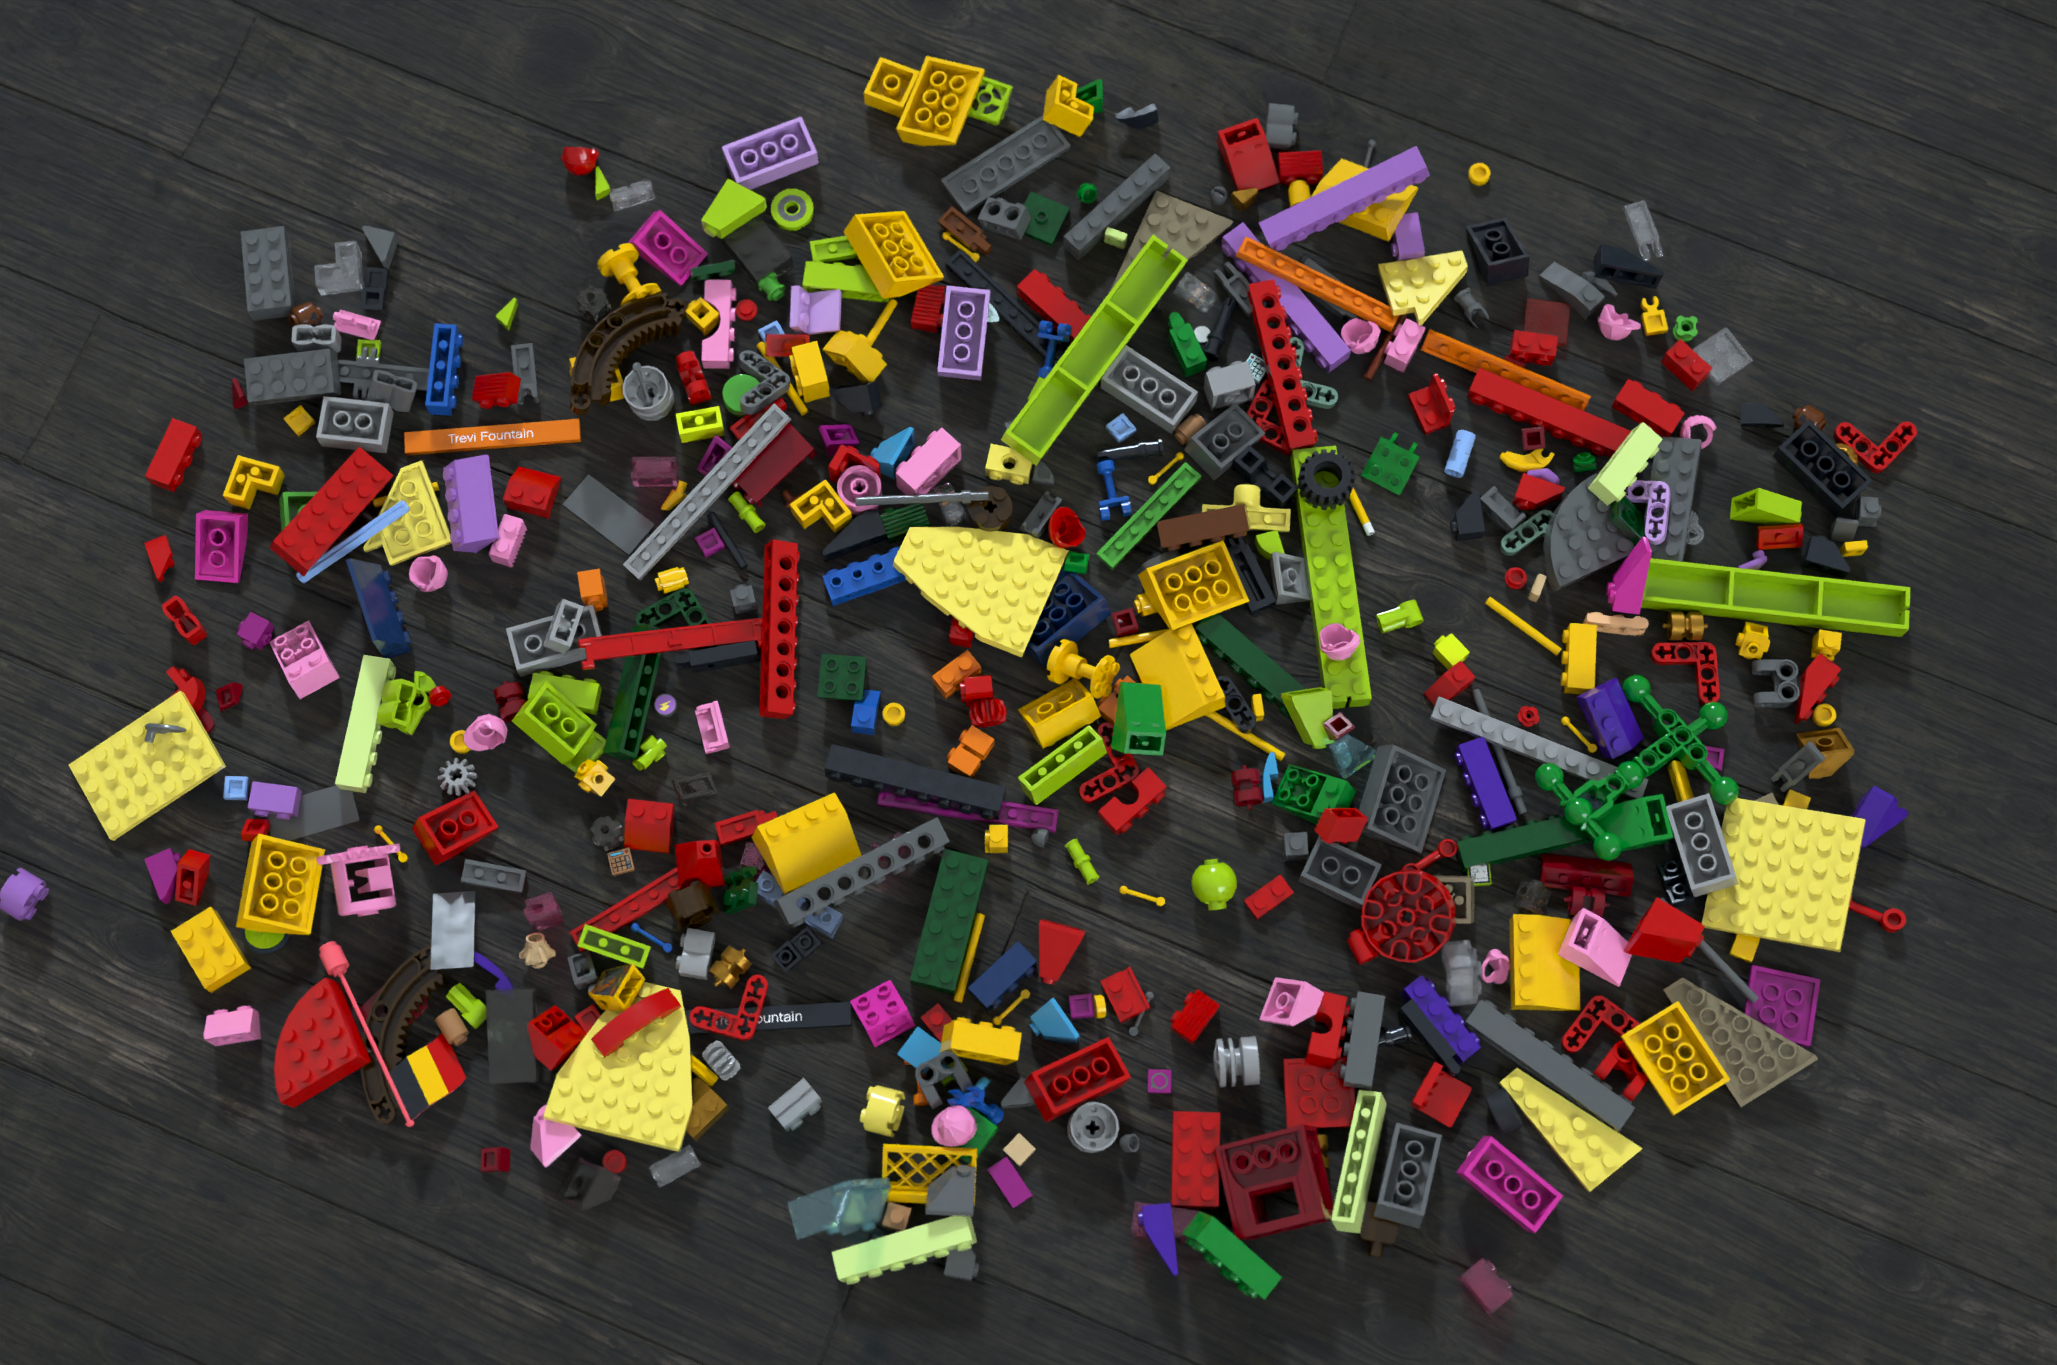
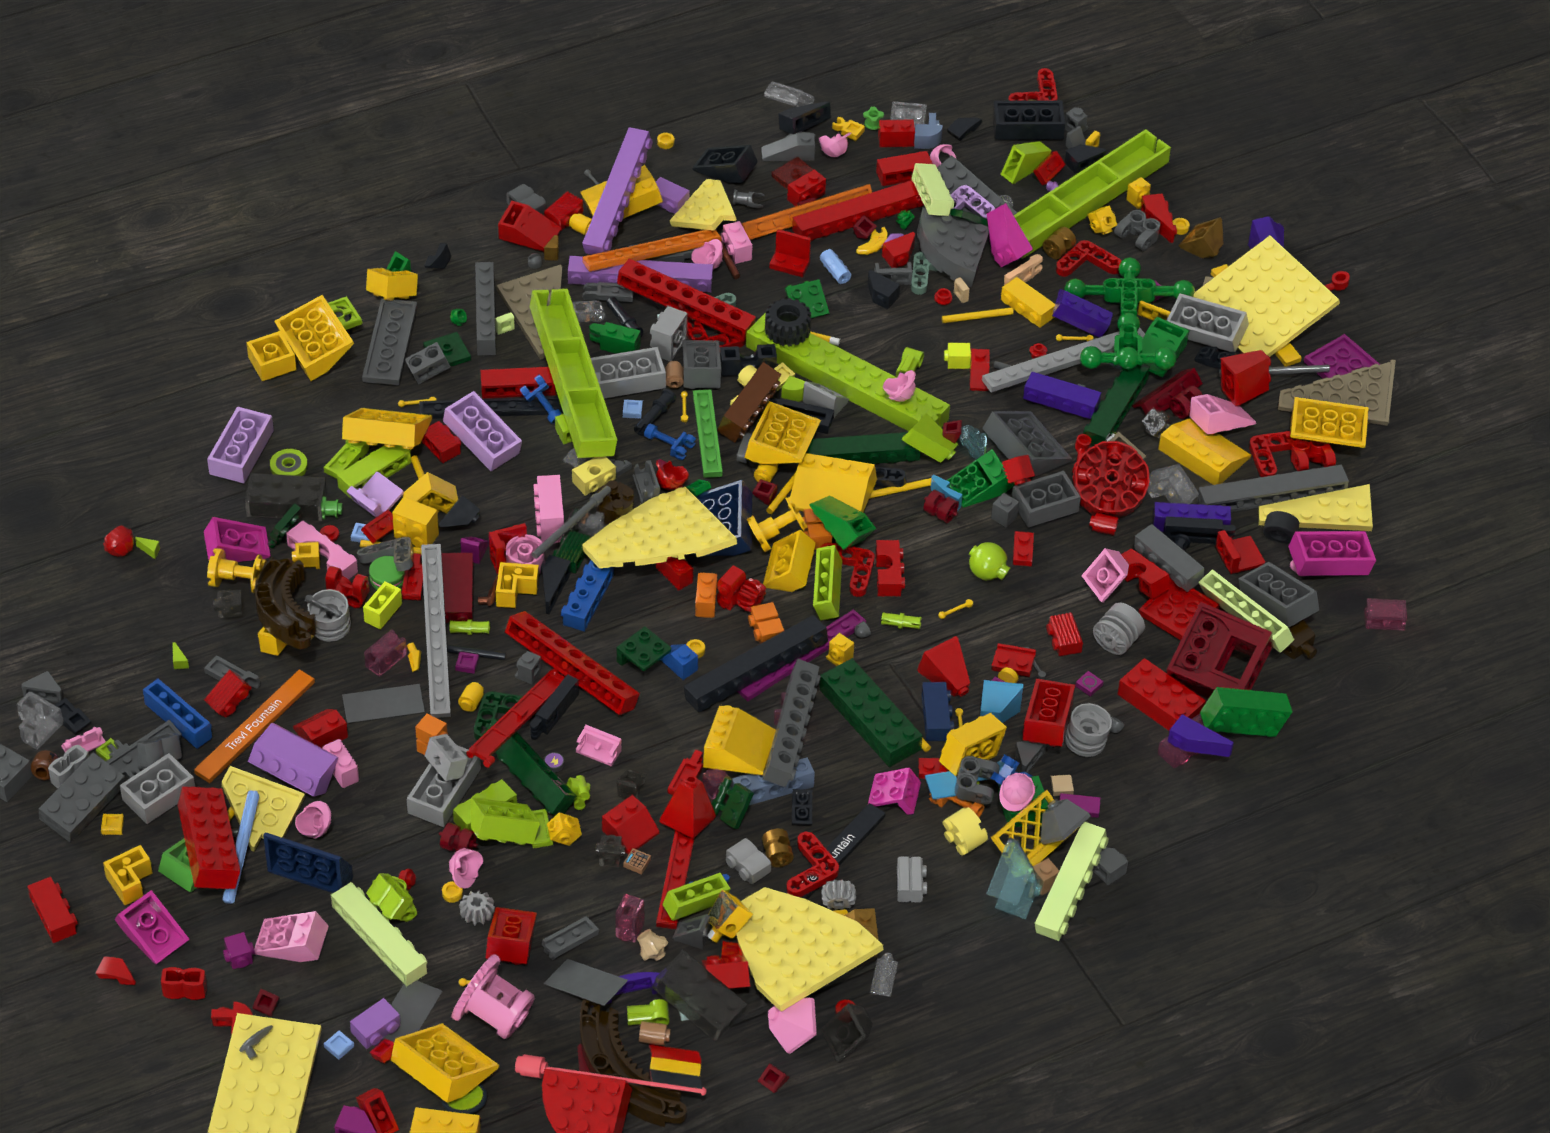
camera: 50 degrees left, 25 degrees down
(238, 394) = (52, 842): dark red slope -> none
(627, 197) = (177, 535): clear hinge -> none
(634, 1019) = (763, 918): red slope -> none
(692, 906) = (713, 836): dark brown brick -> none
(713, 455) = (415, 614): magenta slope -> none
(732, 209) = (260, 477): lime slope -> none
(894, 451) = (521, 513): dark azure slope -> none
(964, 231) = (411, 390): reddish brown hinge -> none
(1257, 707) = (891, 462): yellow tile -> none
(1500, 965) = (1188, 468): bright pink piece -> none
(1713, 395) = (928, 134): none -> sand blue brick
(1799, 765) = (1203, 248): dark grey hinge -> none
(1810, 413) = (987, 106): reddish brown head -> none

